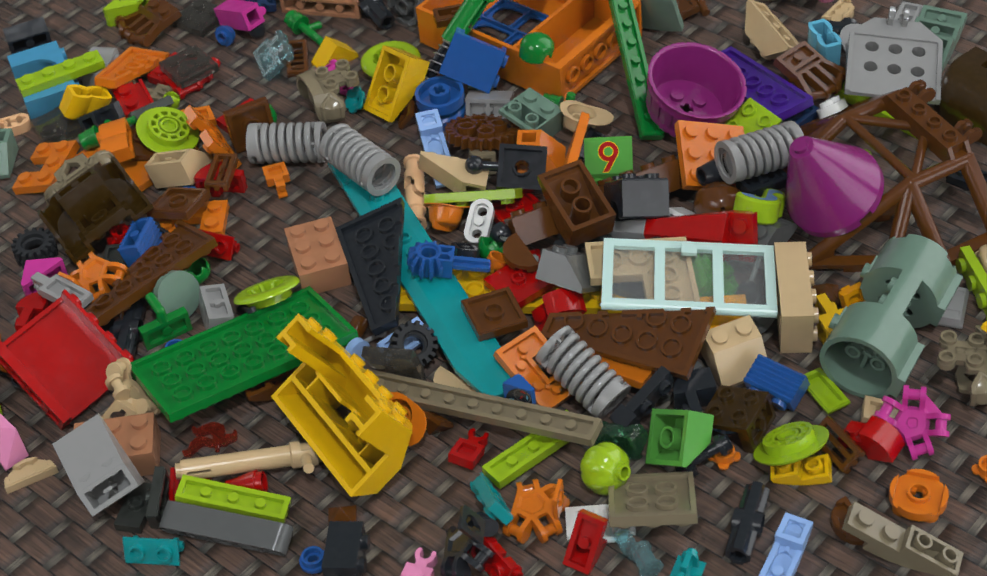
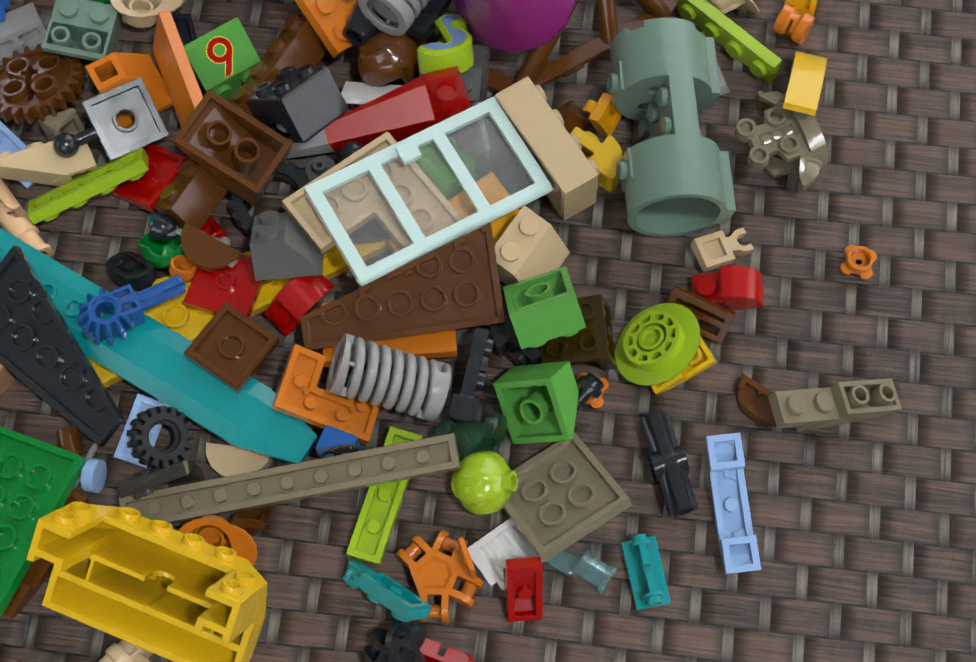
camera: 35 degrees left, 25 degrees up
(445, 216) = (72, 227): orange piece -> none
(468, 452) = (316, 539): red plate -> none
(479, 224) = (119, 219): white plate -> none
(718, 378) = (543, 308): none -> bright green slope
(782, 383) = (596, 271): blue brick -> none
(826, 392) = (641, 249): lime tile -> none
(914, 508) = (803, 349): orange plate -> none
(915, 421) = (760, 246): dark pink piece -> none

